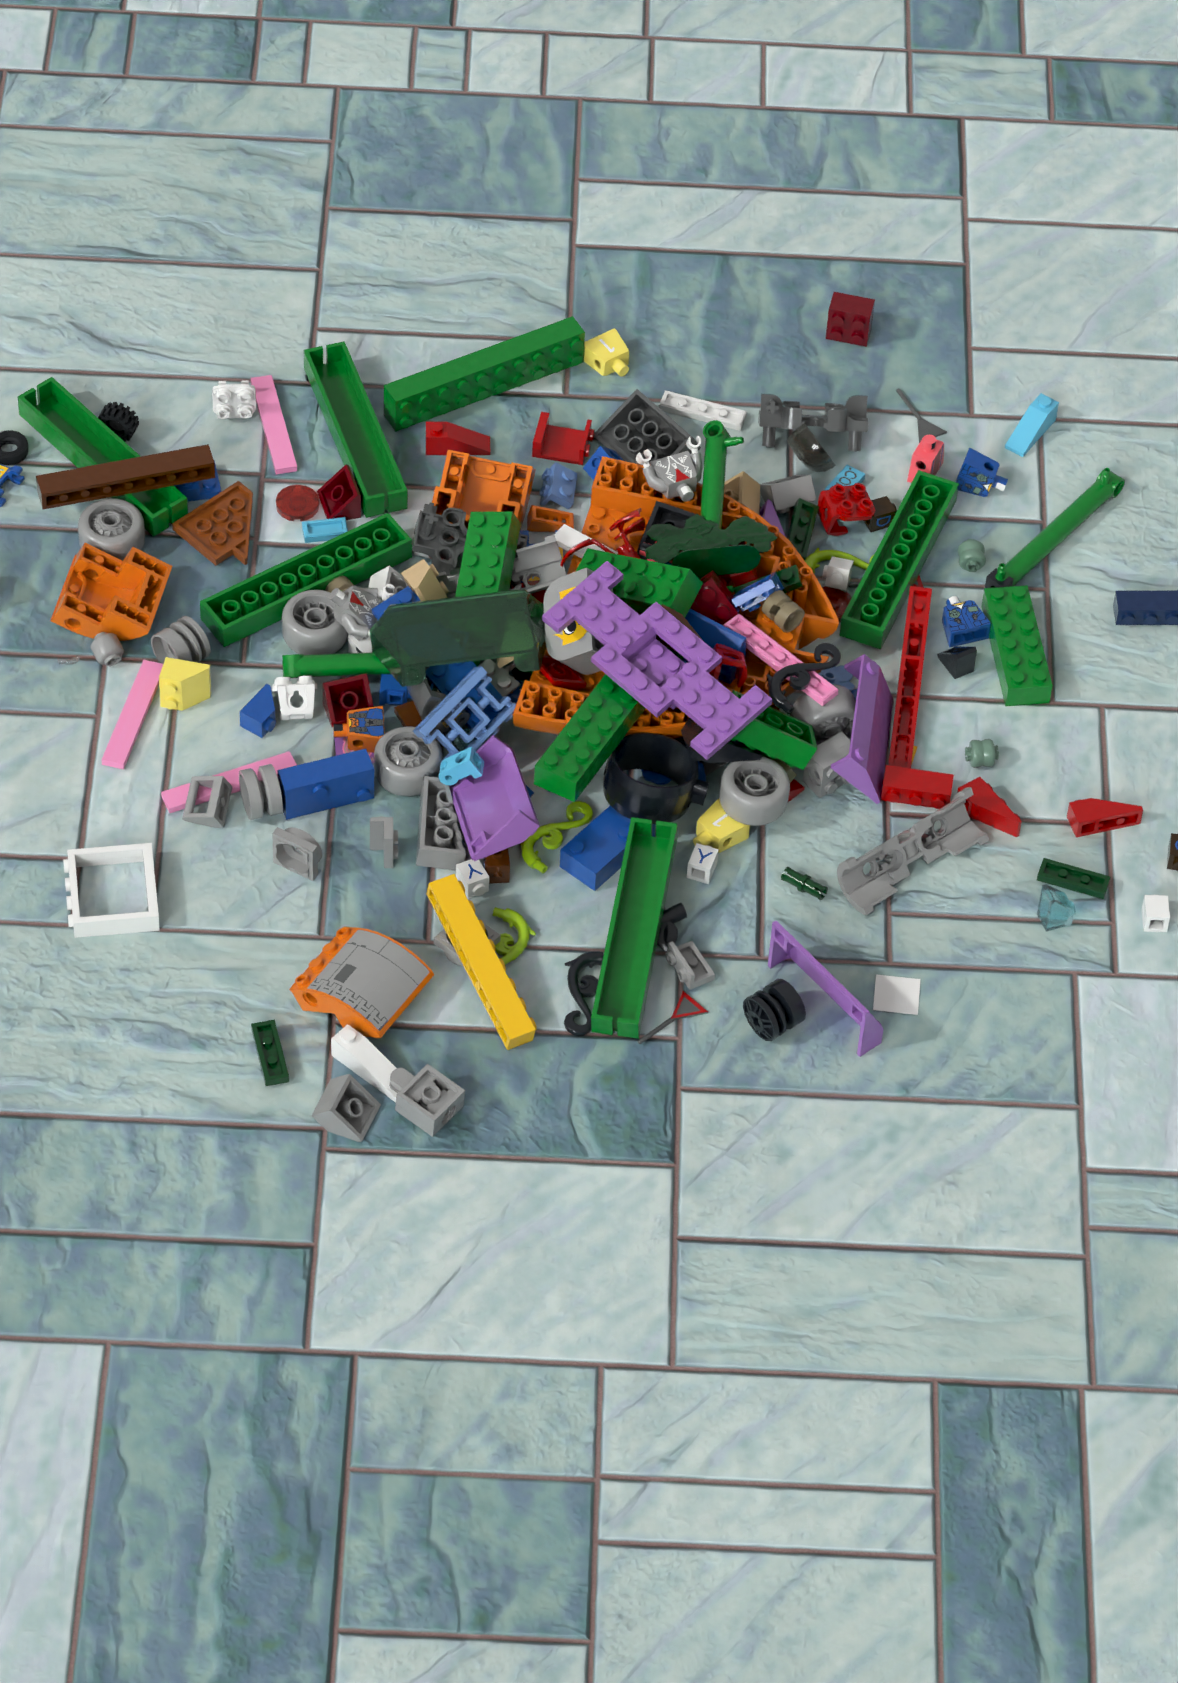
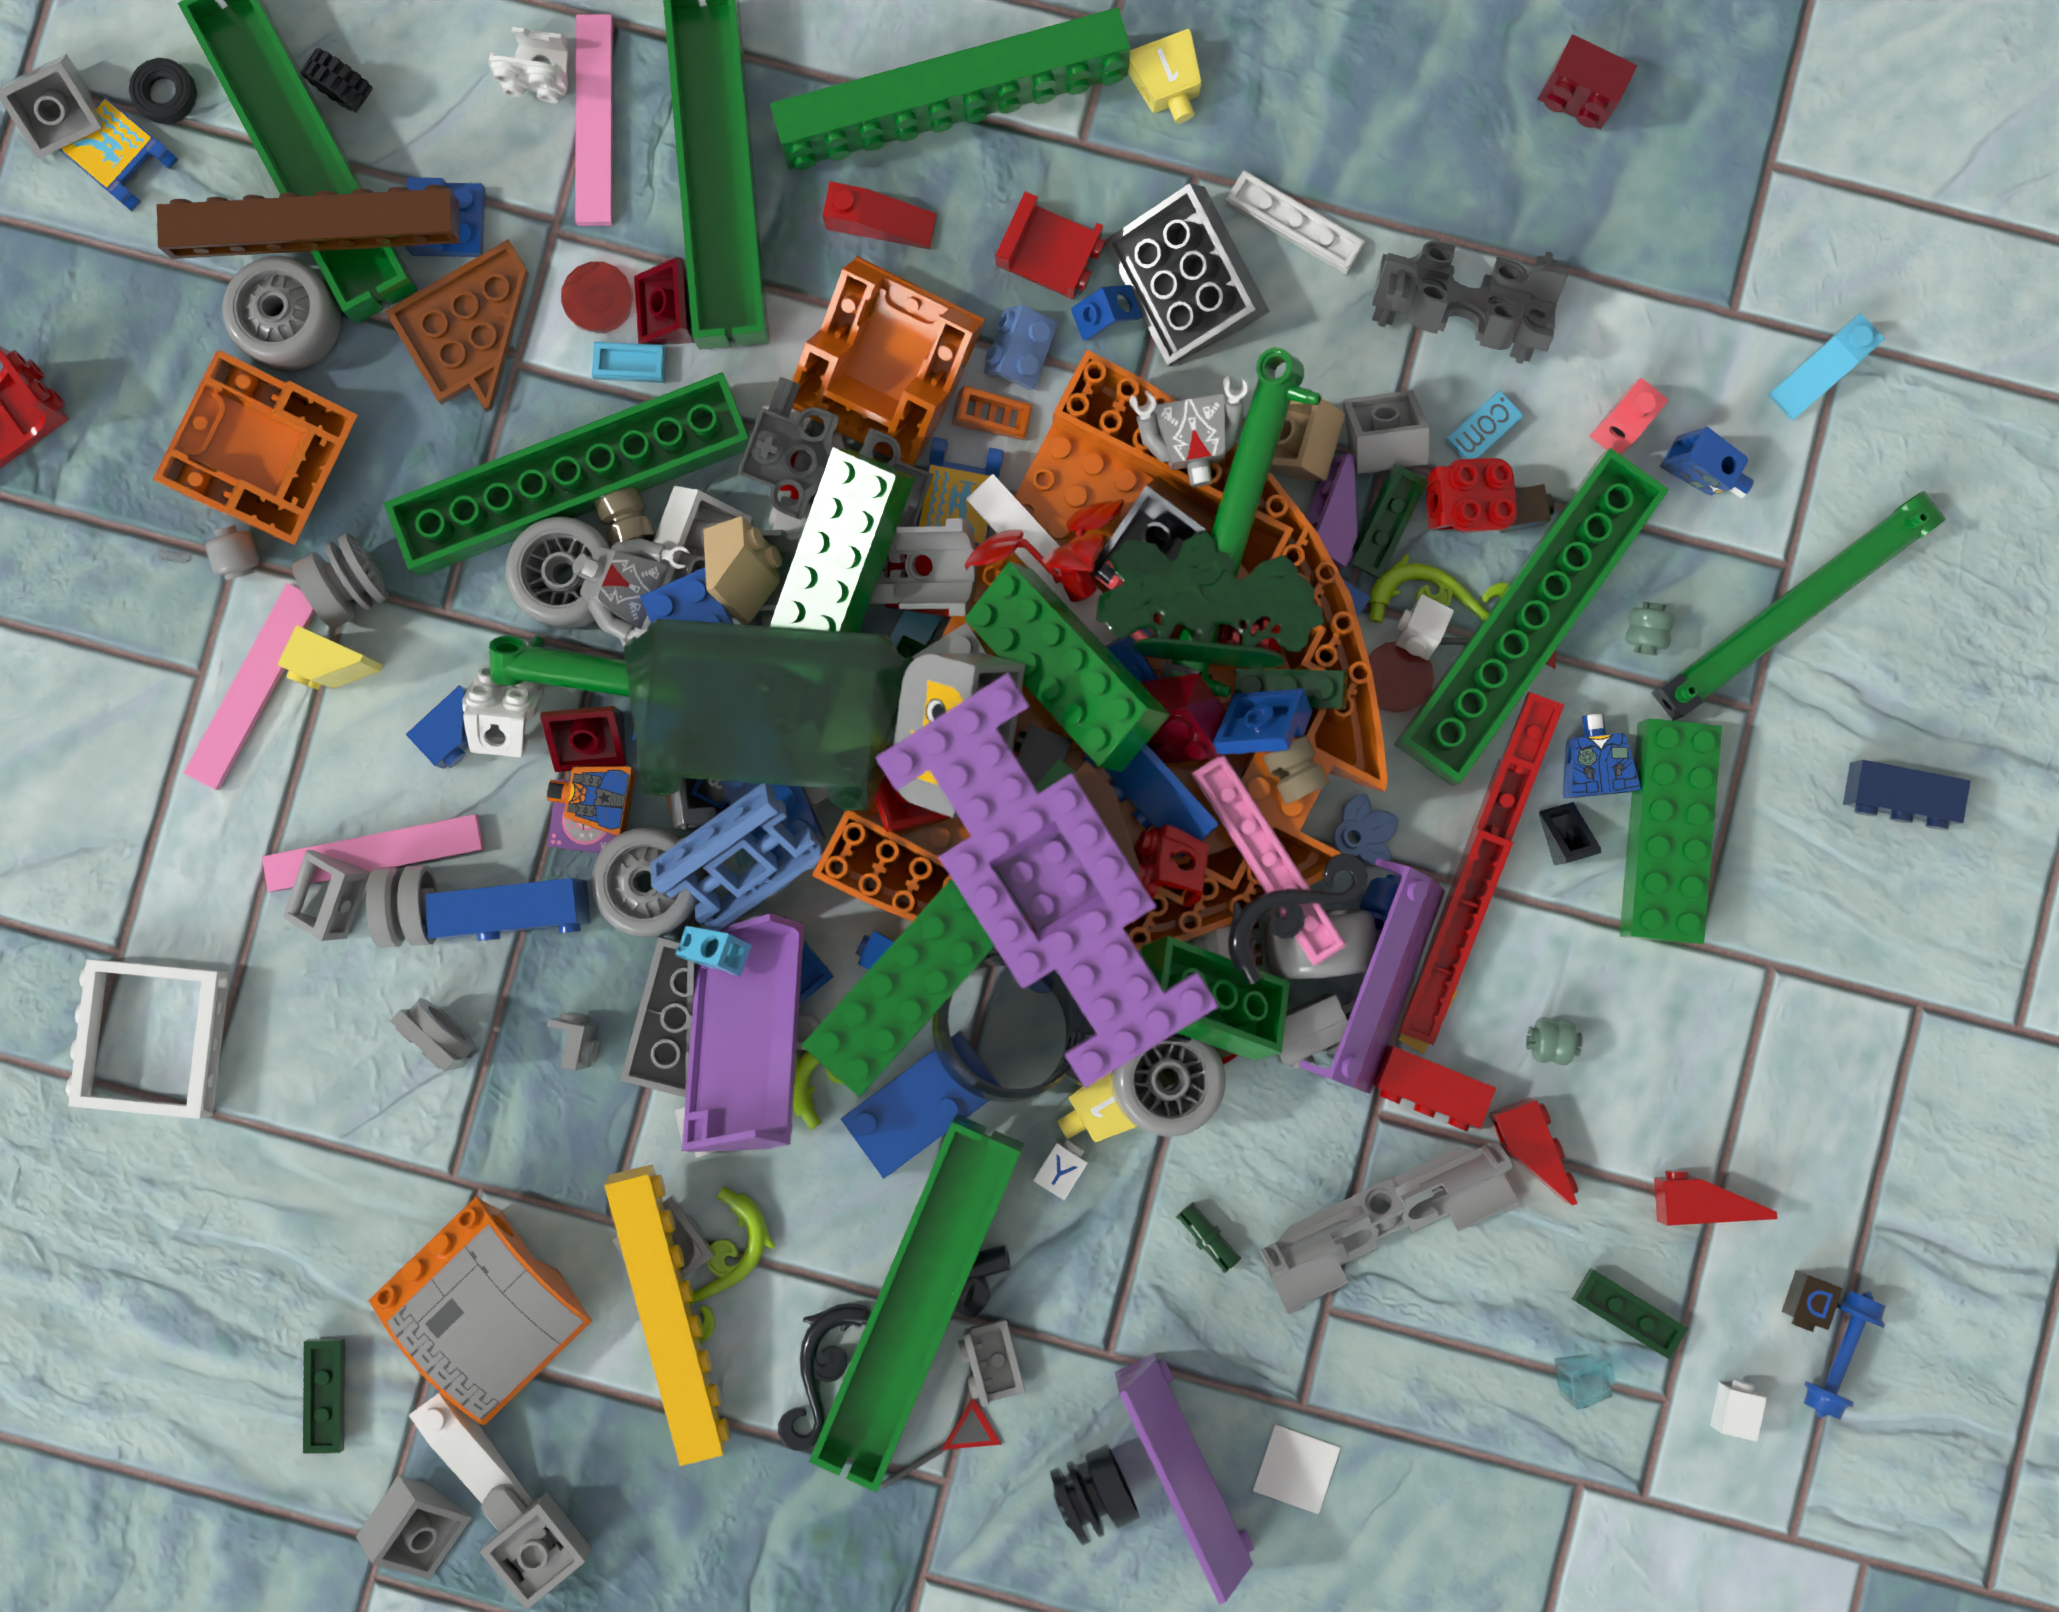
camera: 15 degrees right, 35 degrees up
(809, 450) = (1443, 367): clear smoke brick -> none
(924, 426) = (1651, 330): dark grey piece -> none

